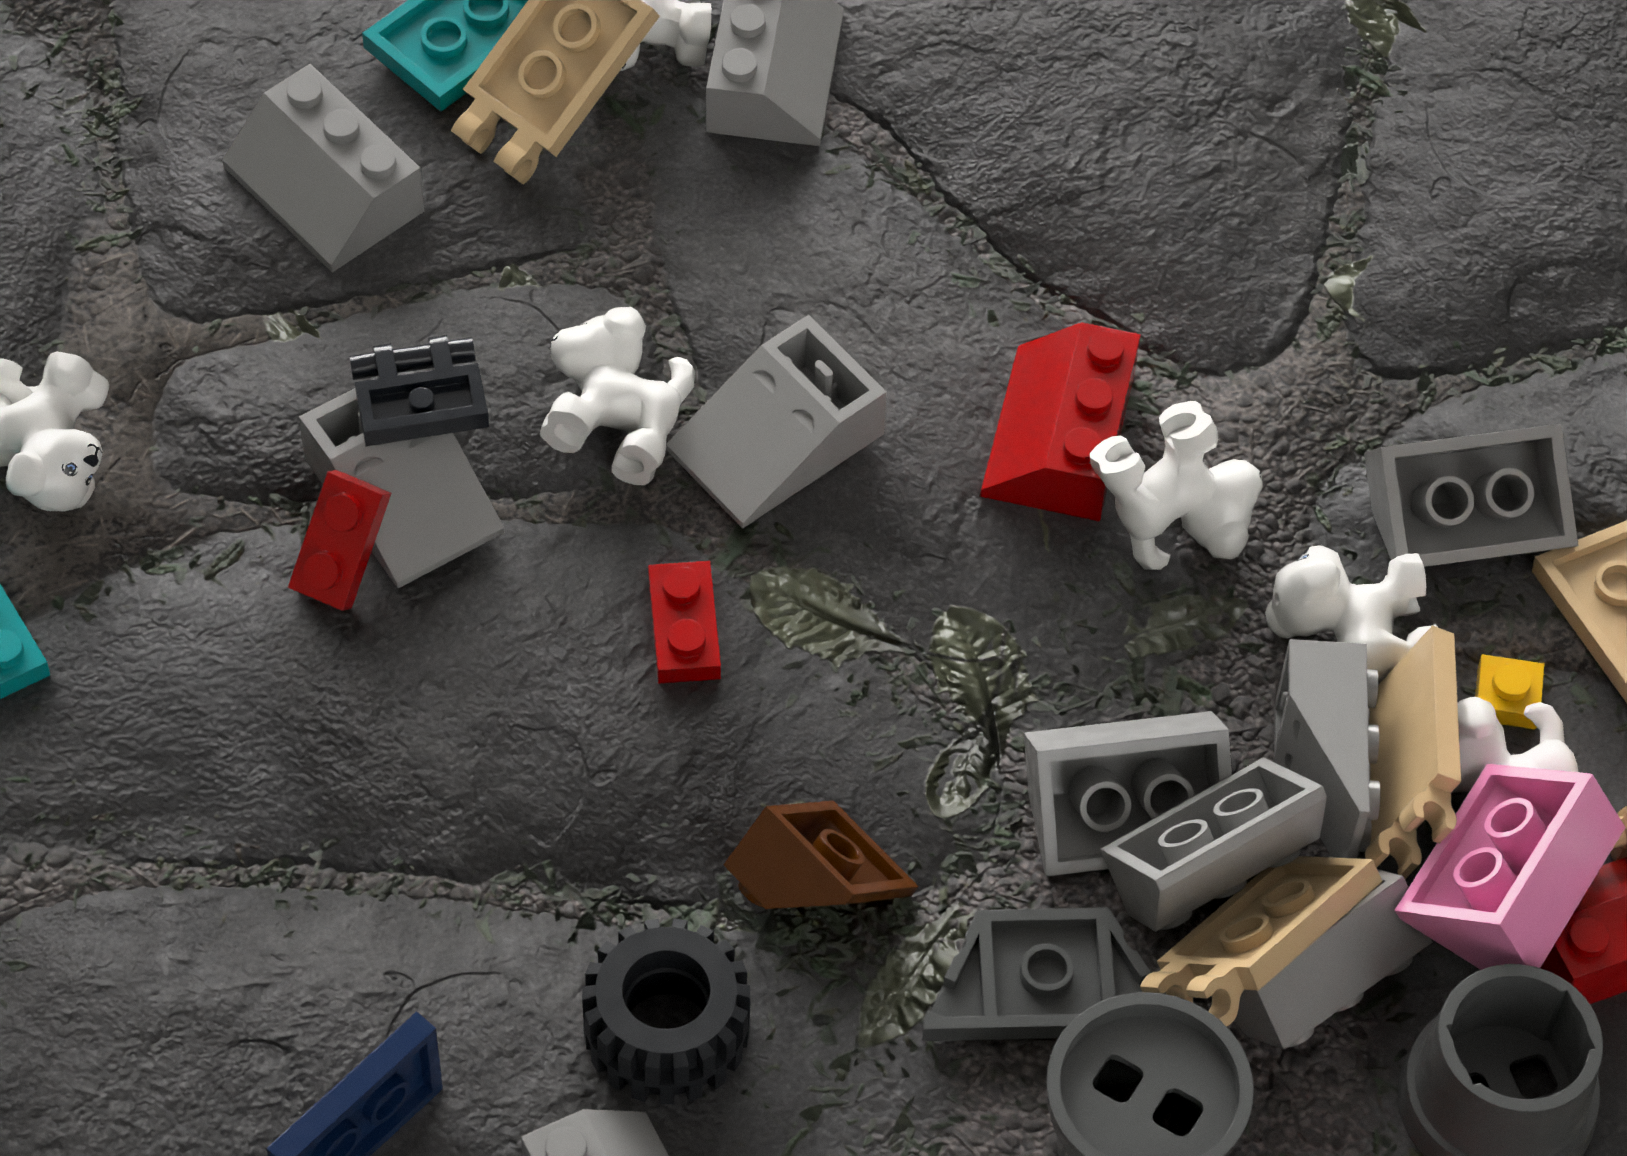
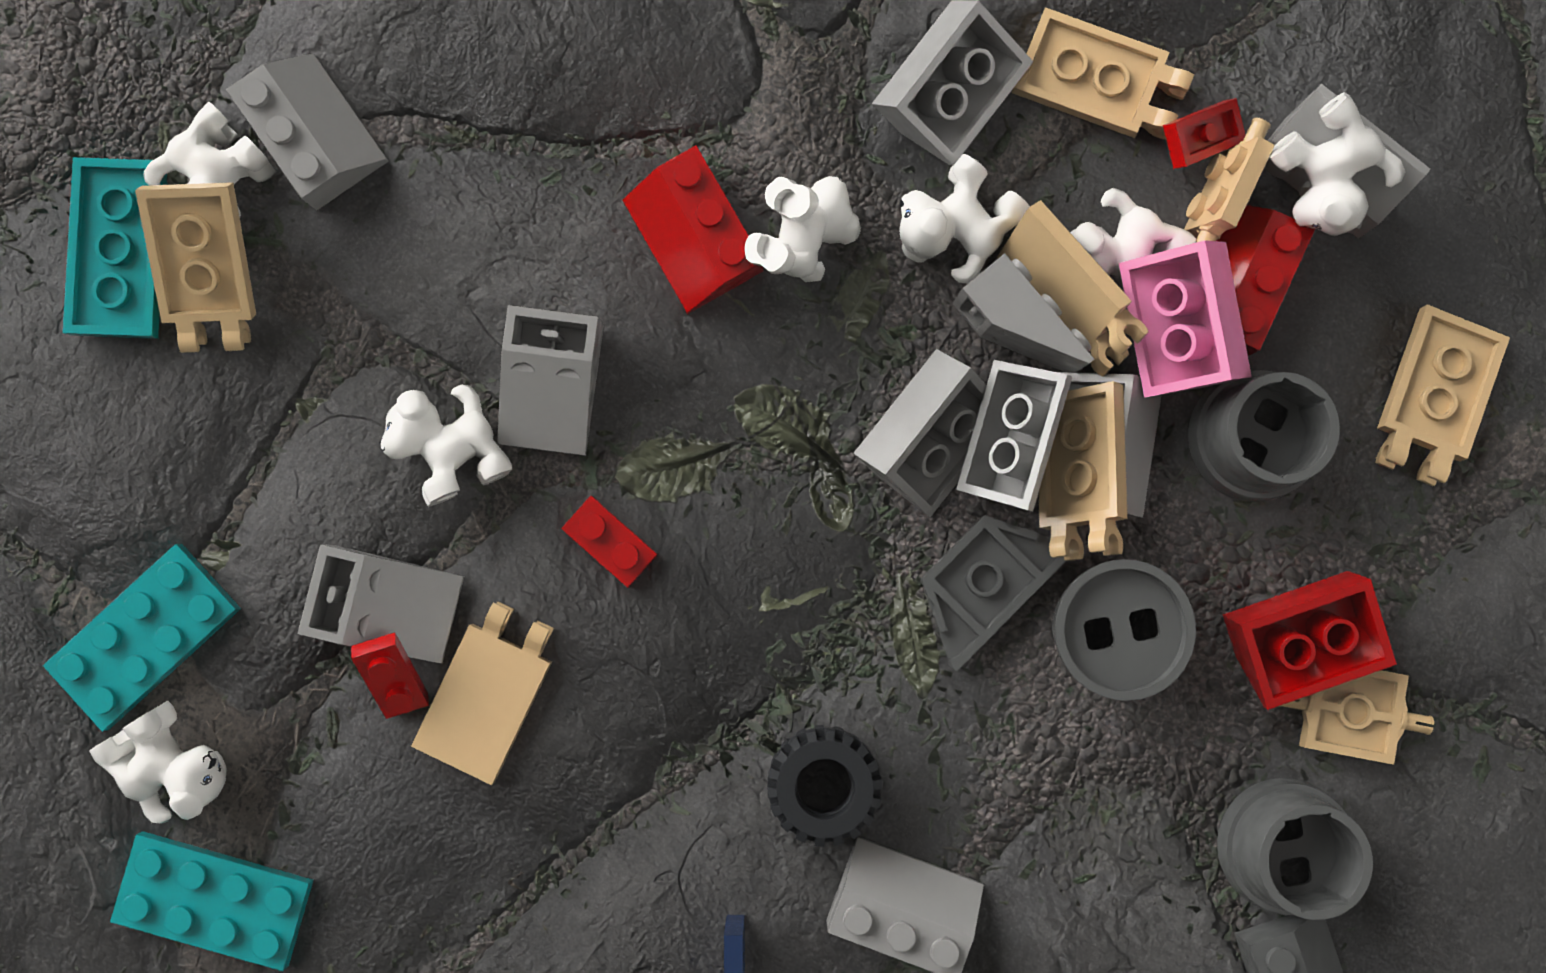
camera: 40 degrees left, 30 degrees up
(145, 328) = (141, 637): none -> teal plate
(324, 169) = (135, 444): light grey slope -> none
(410, 650) = (485, 696): none -> tan tile
(419, 402) = (360, 570): black plate -> none
(813, 859) = (822, 626): reddish brown slope -> none
(1510, 687) = (1065, 185): yellow plate -> none

